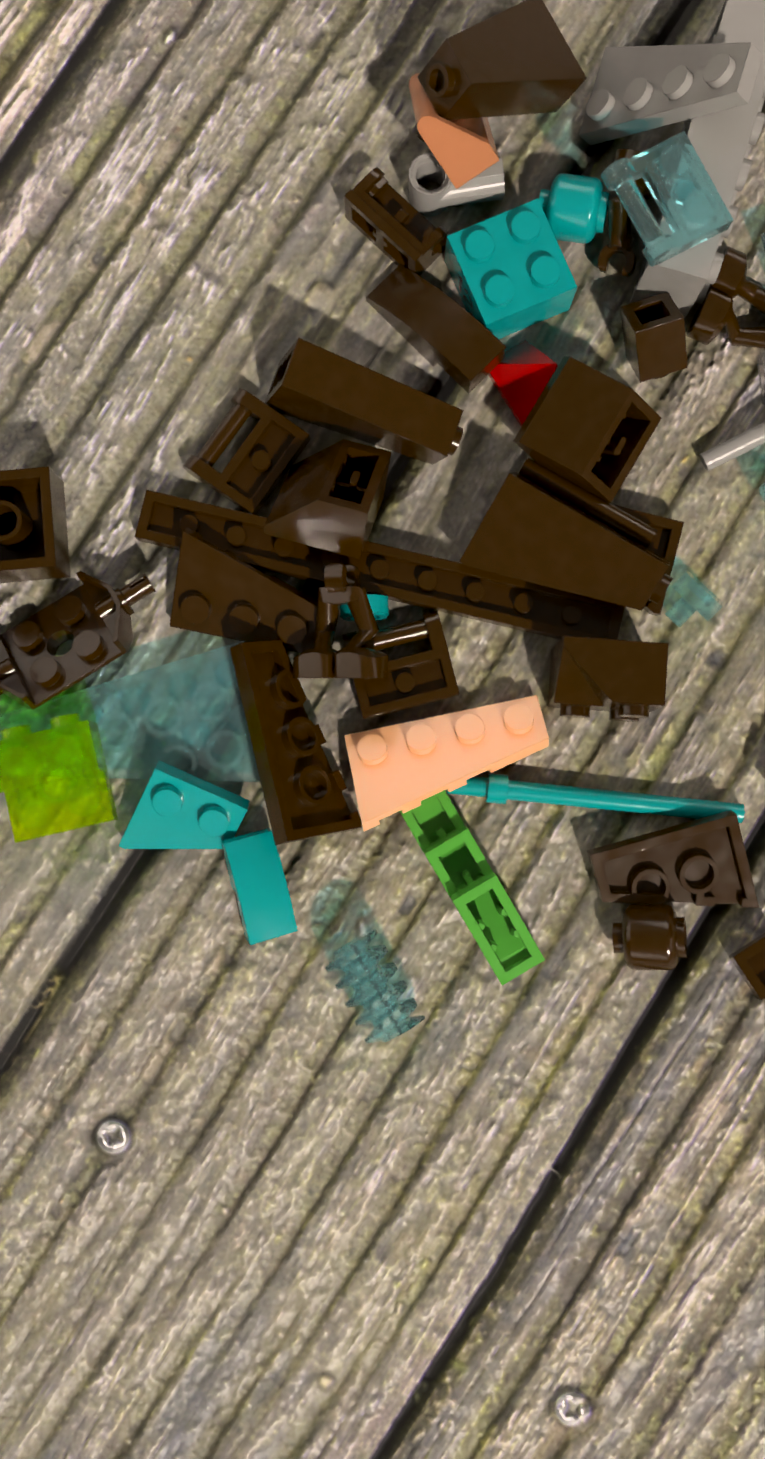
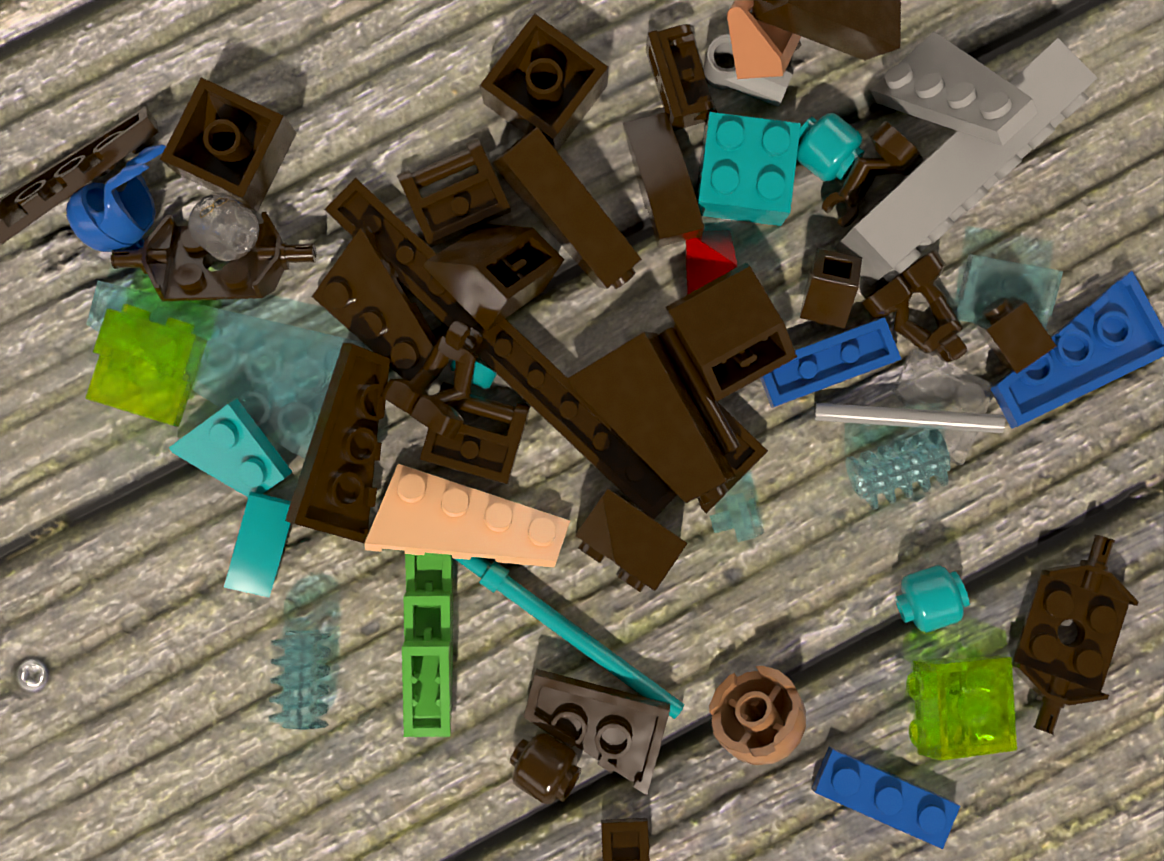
camera: 25 degrees right, 0 degrees up
(49, 604) = (223, 223): none -> clear head
(272, 296) = (544, 82): none -> dark brown slope
(680, 191) = (912, 184): clear light blue plate -> none
(694, 407) = (832, 362): none -> blue plate

